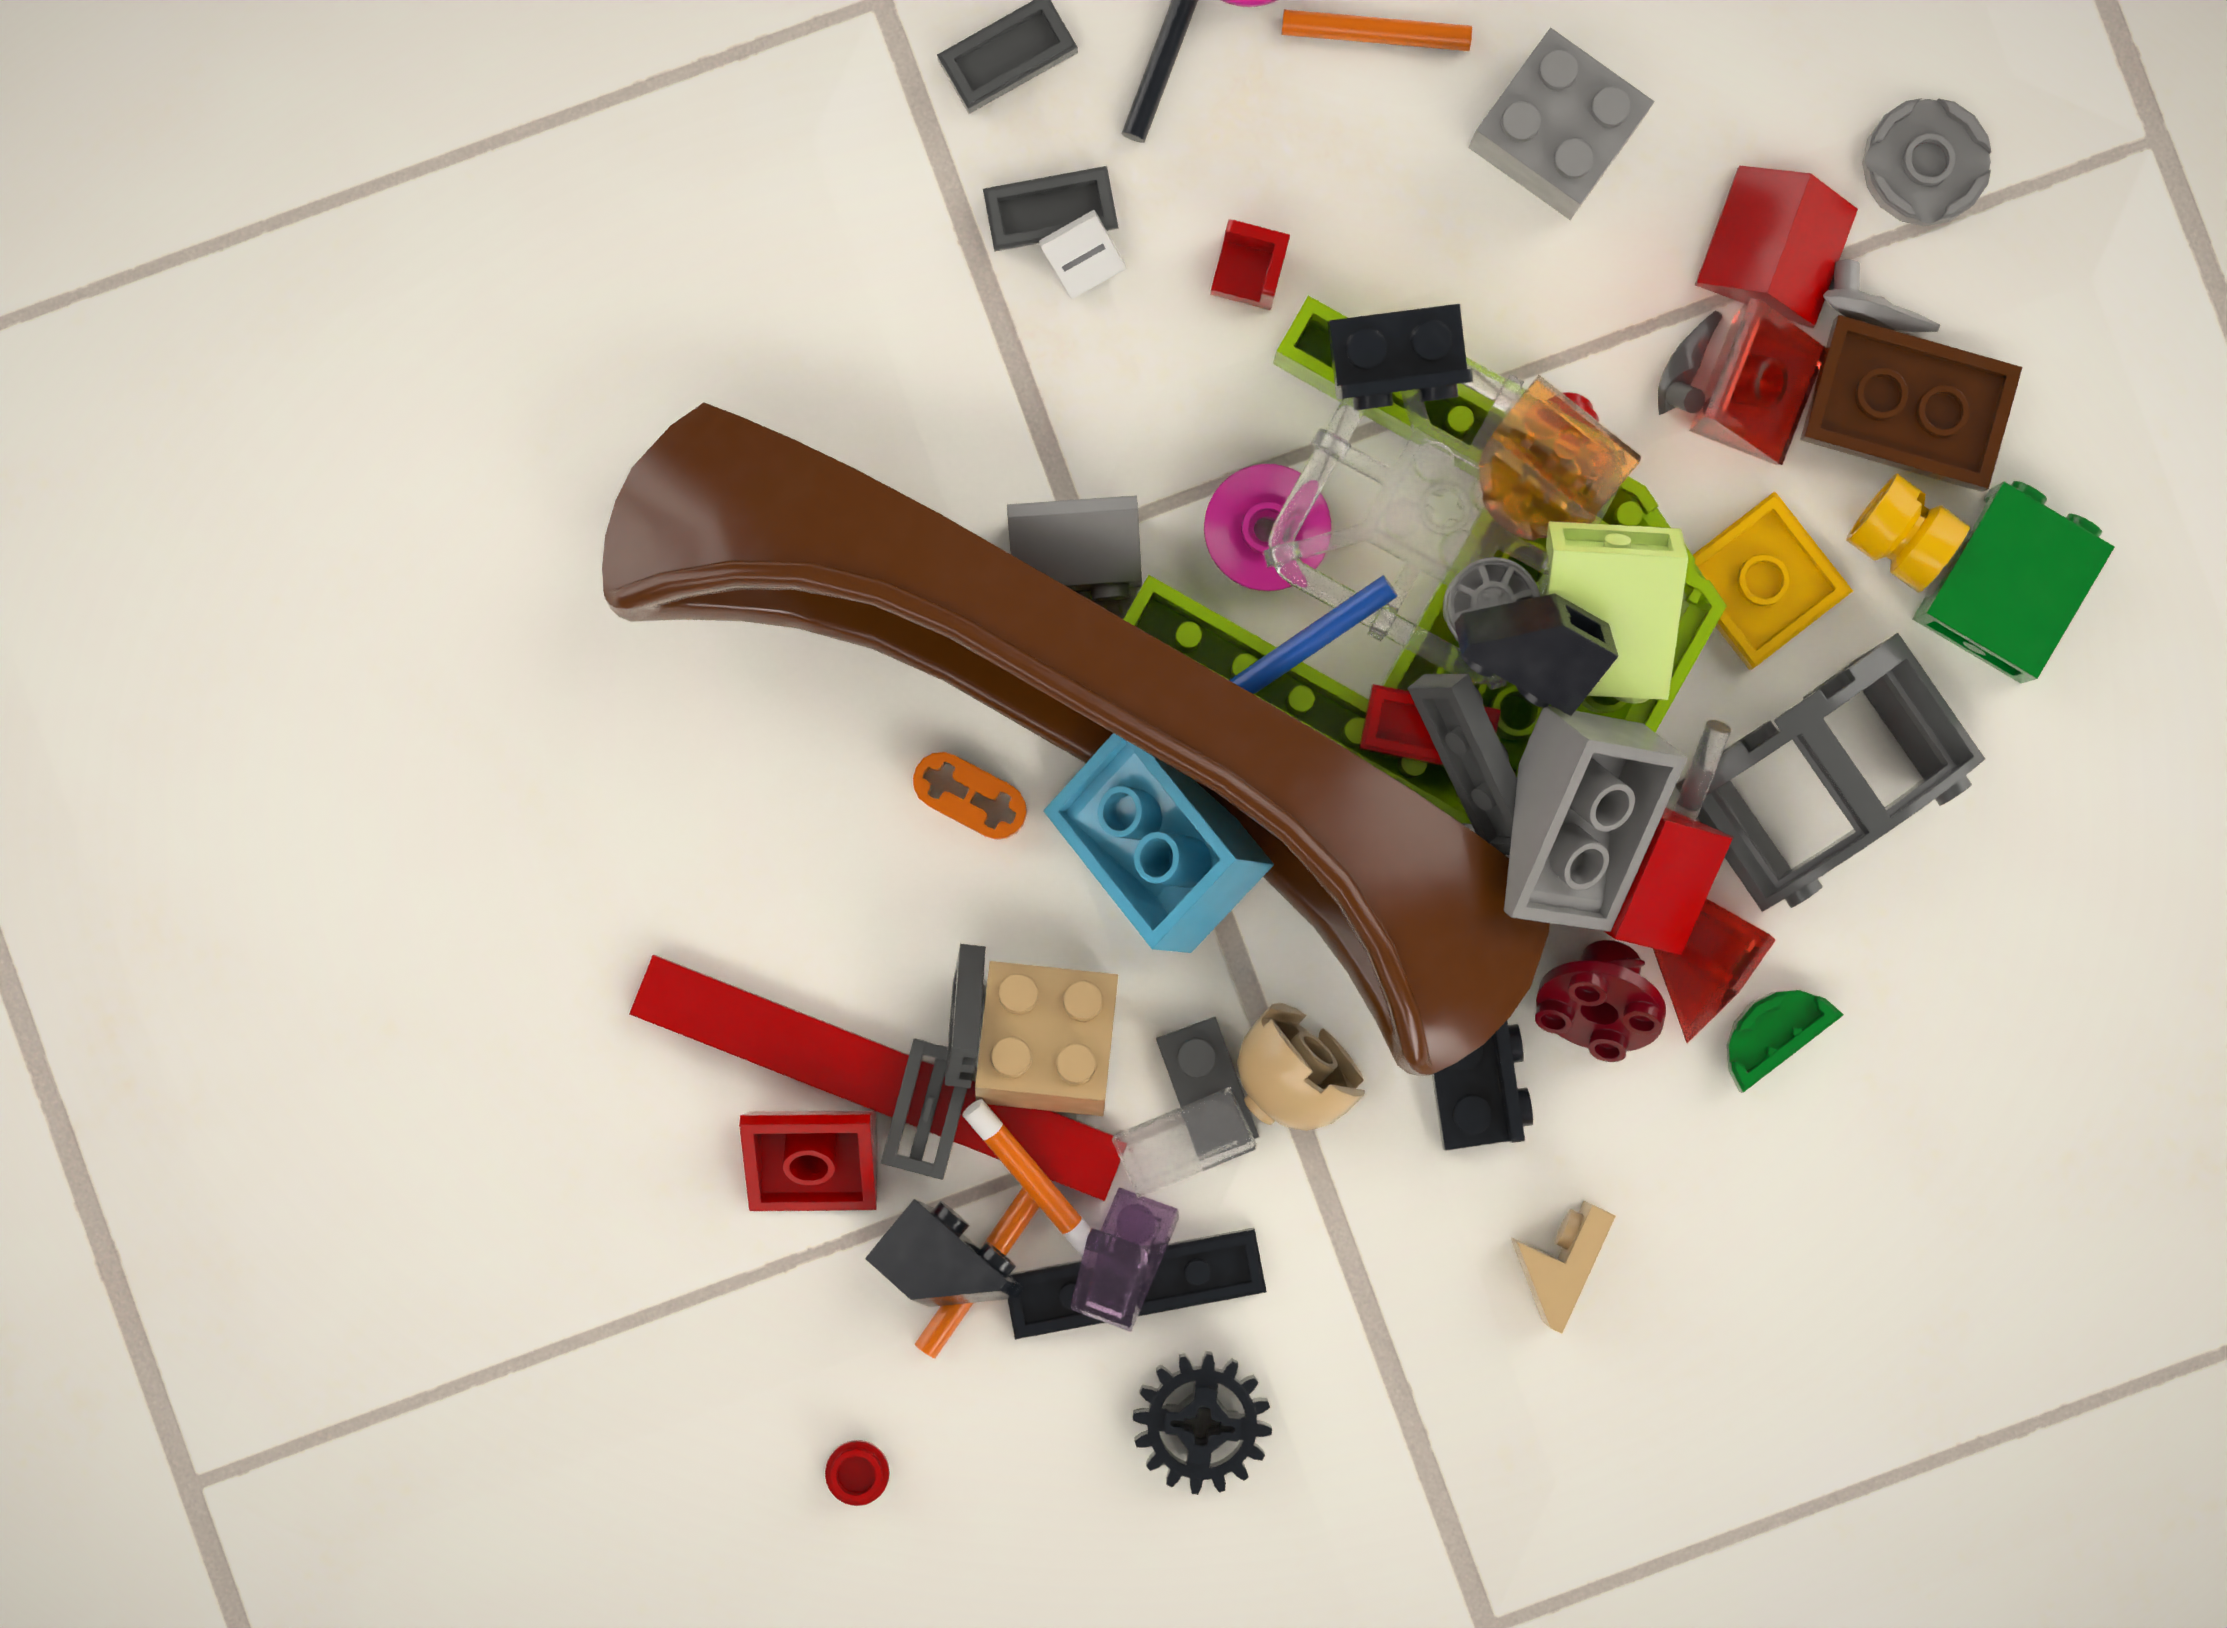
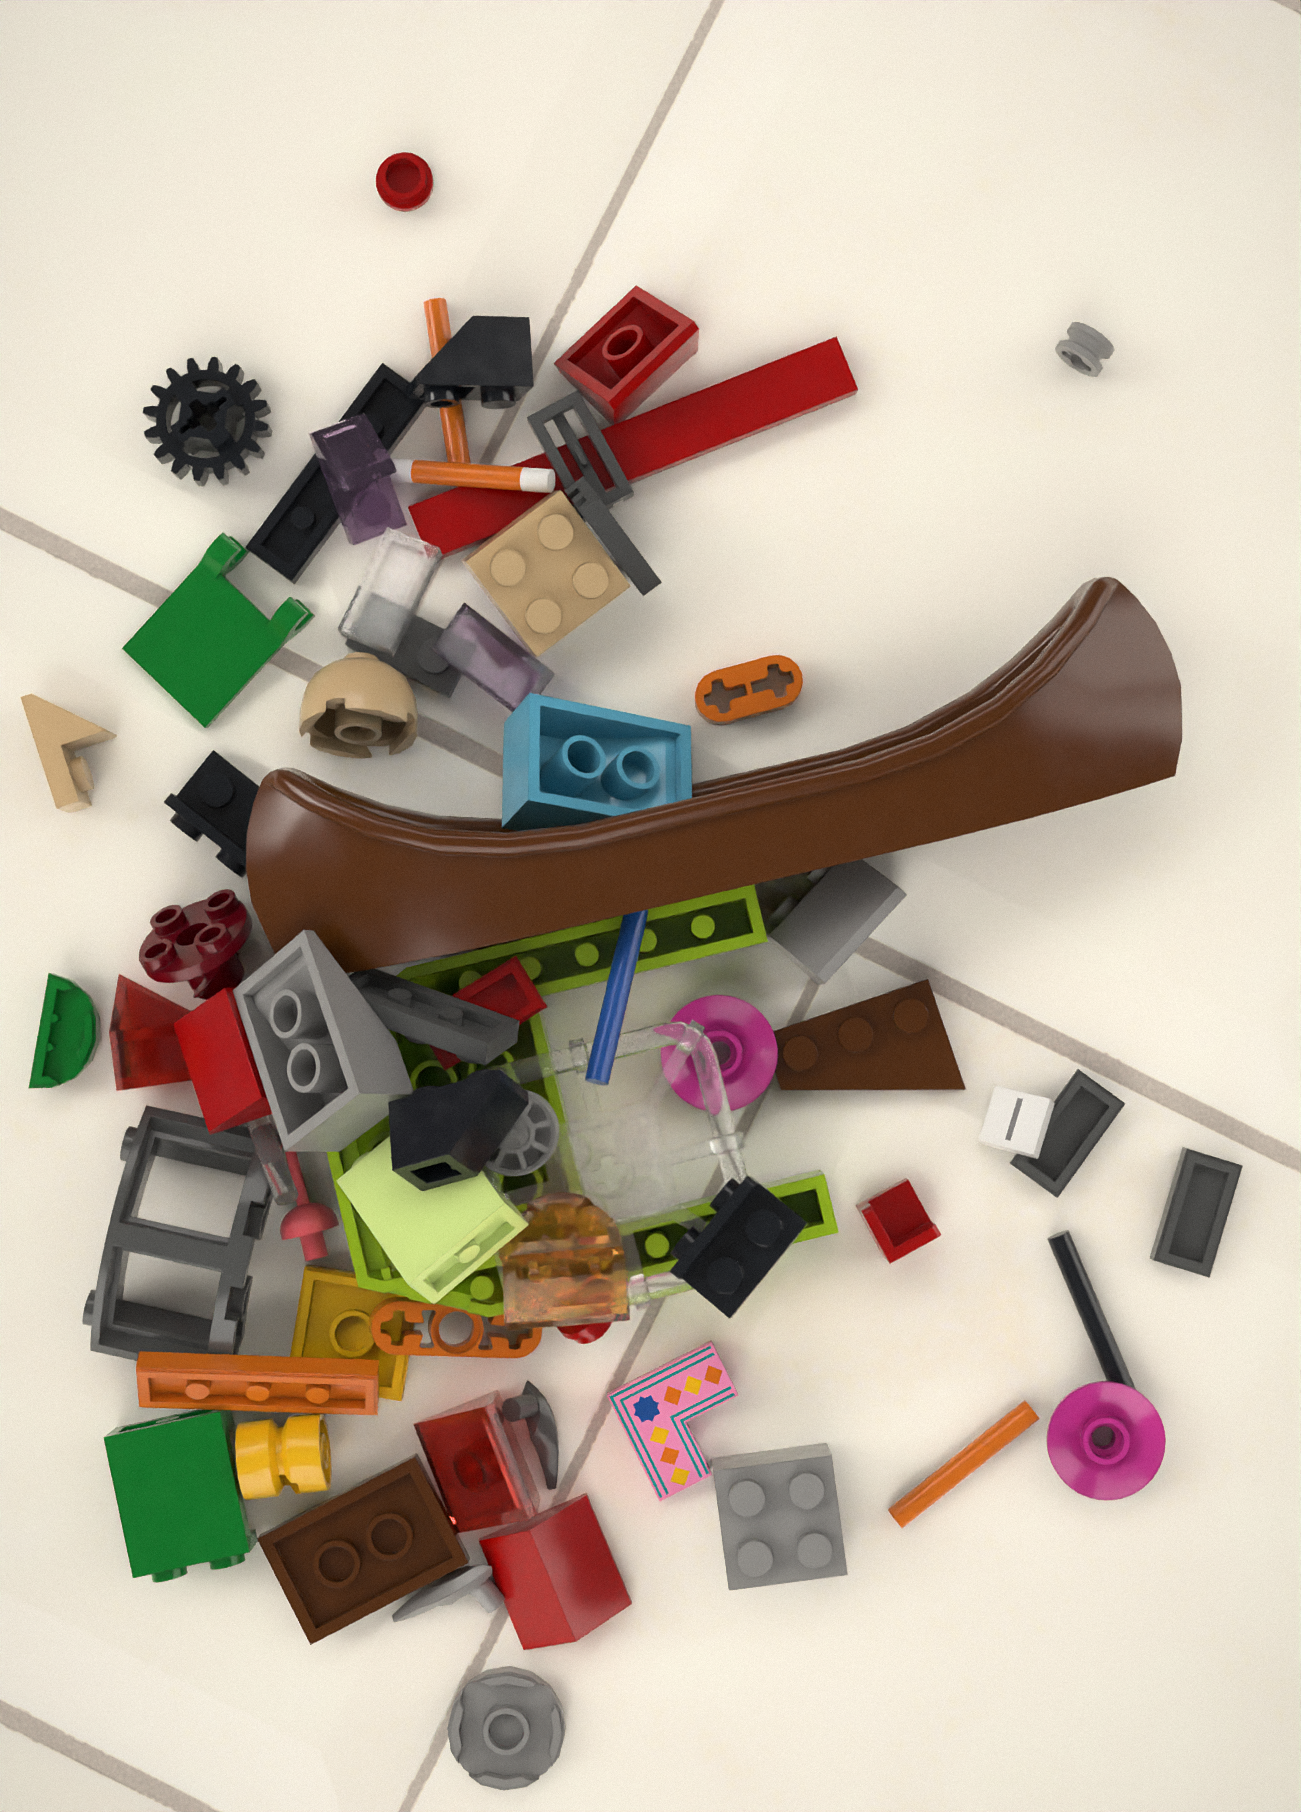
camera: 135 degrees right, 0 degrees up
(440, 815) = (1084, 349): none -> light grey bush
(1140, 422) = (871, 1045): none -> reddish brown wing
(1154, 1010) = (491, 658): none -> tile
(1361, 1245) = (211, 636): none -> green flag
(1571, 297) = (657, 1411): none -> bright pink tile
(1716, 701) = (307, 1218): none -> coral sword
(1723, 529) = (411, 1340): none -> orange beam
(1875, 607) = (257, 1383): none -> orange tile

